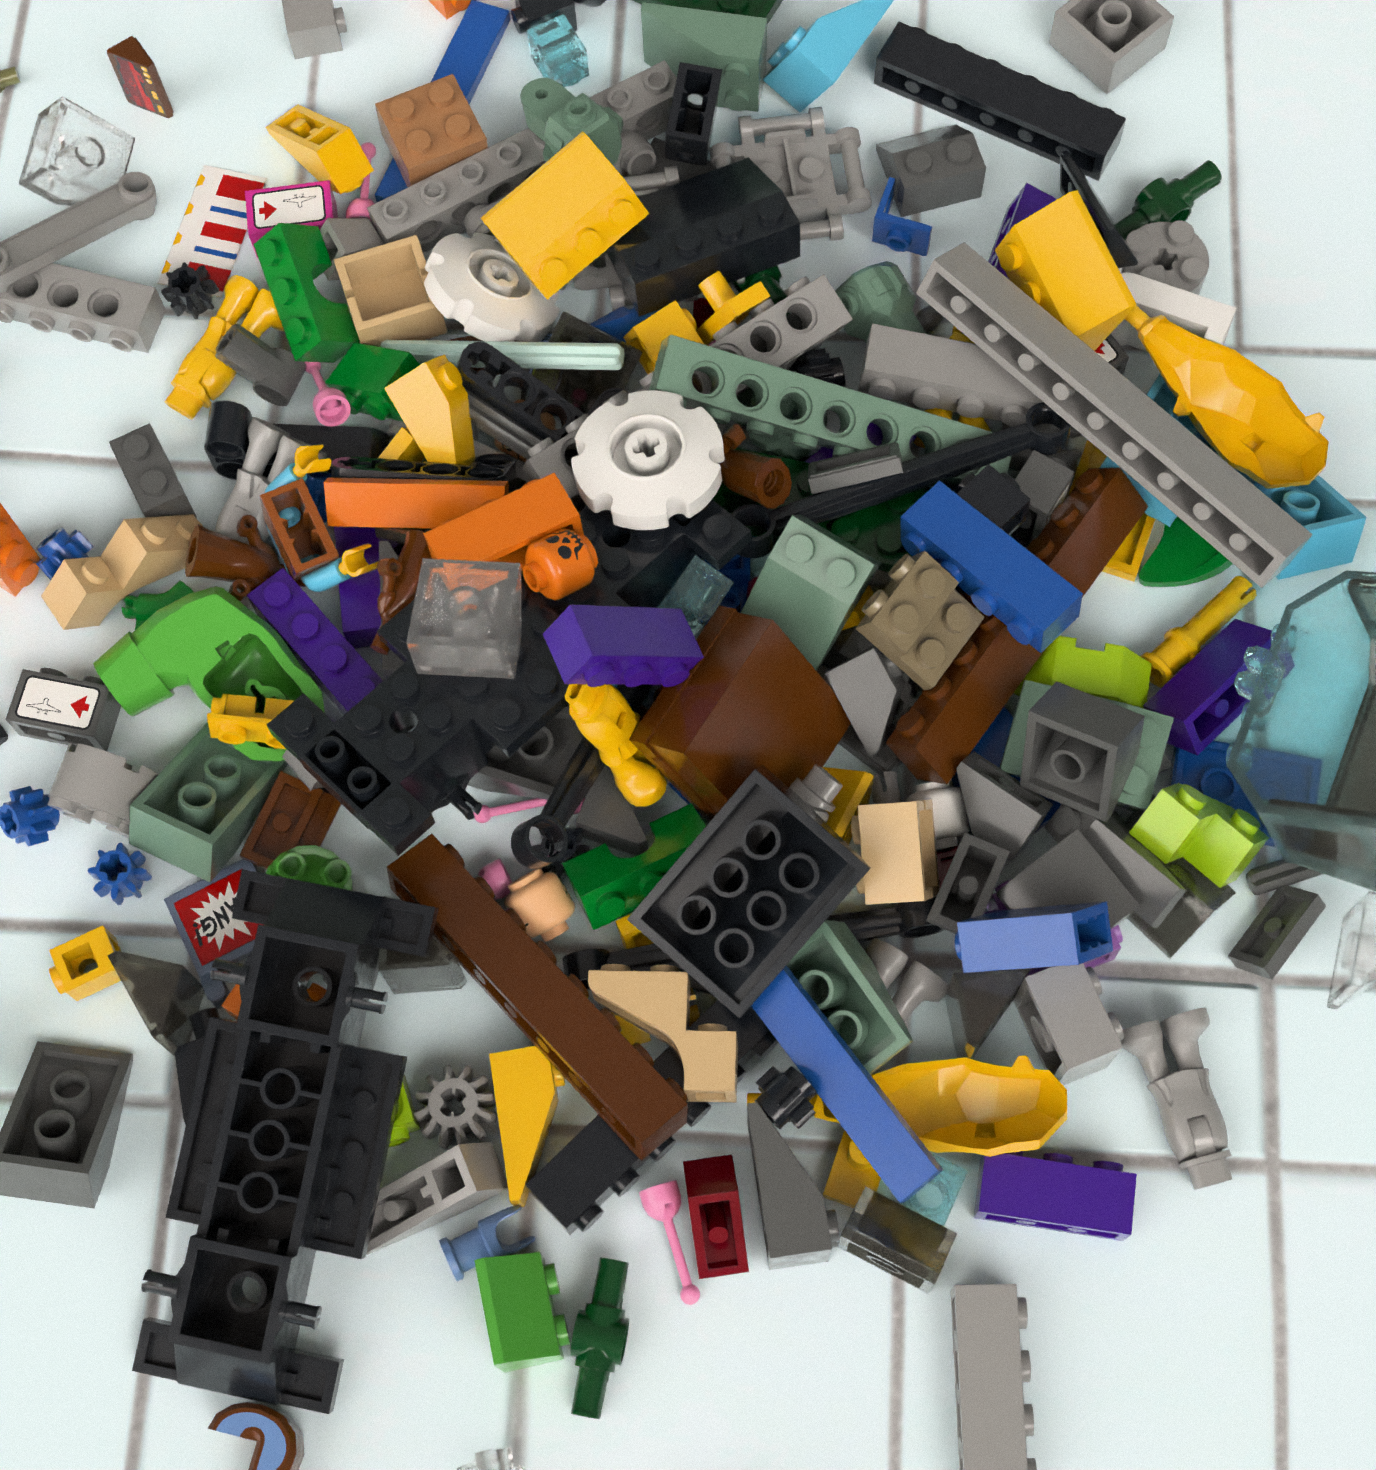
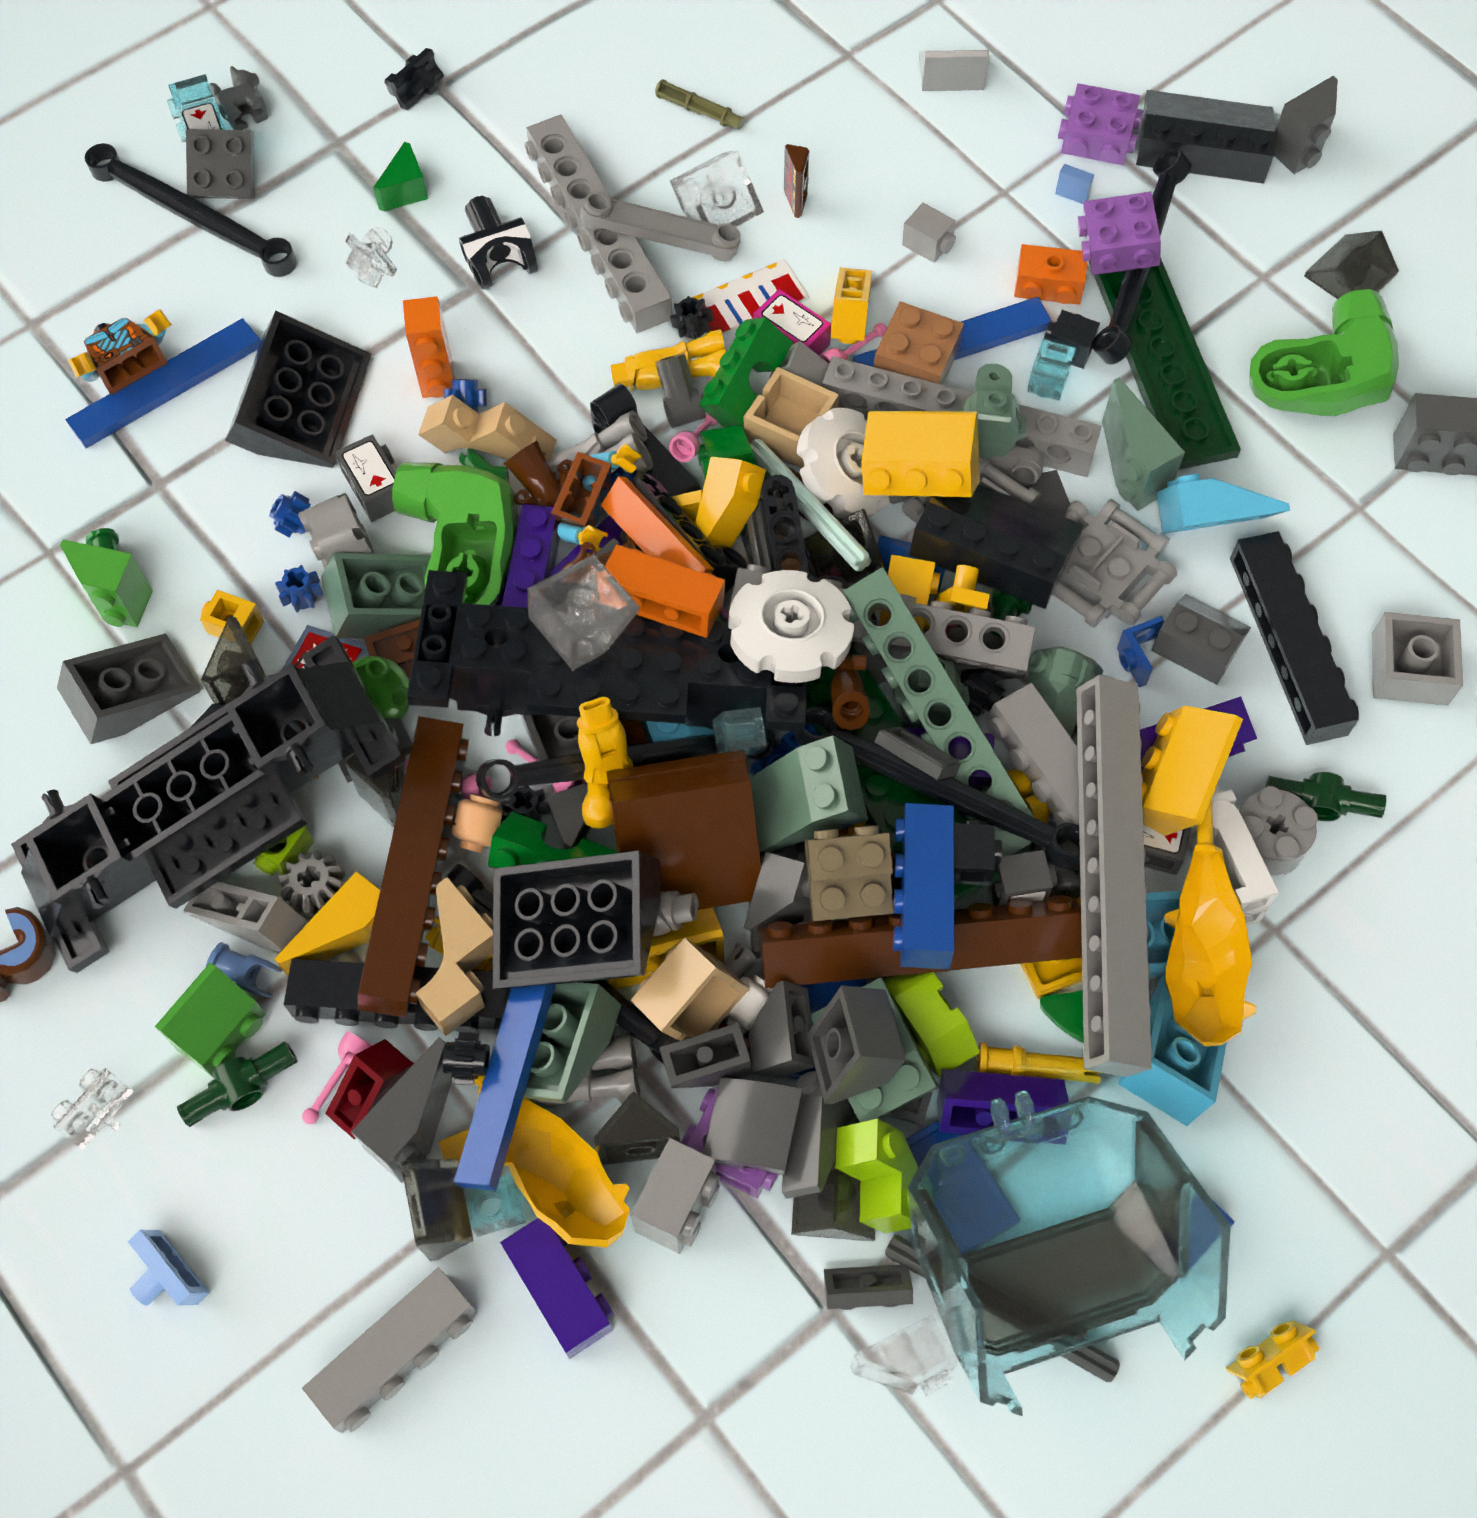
camera: 45 degrees right, 5 degrees down
(150, 474) = (555, 397): dark grey brick -> none
(235, 719) = (440, 557): yellow hinge -> none
(560, 564) = (670, 633): orange head -> none
(622, 645) = (645, 709): dark purple brick -> none
(690, 124) = (1071, 474): black torso -> none
(1034, 937) = (697, 1119): brick -> none
(1073, 179) = (1263, 757): black slope -> none
(1184, 1097) = (697, 1318): light grey piece -> none

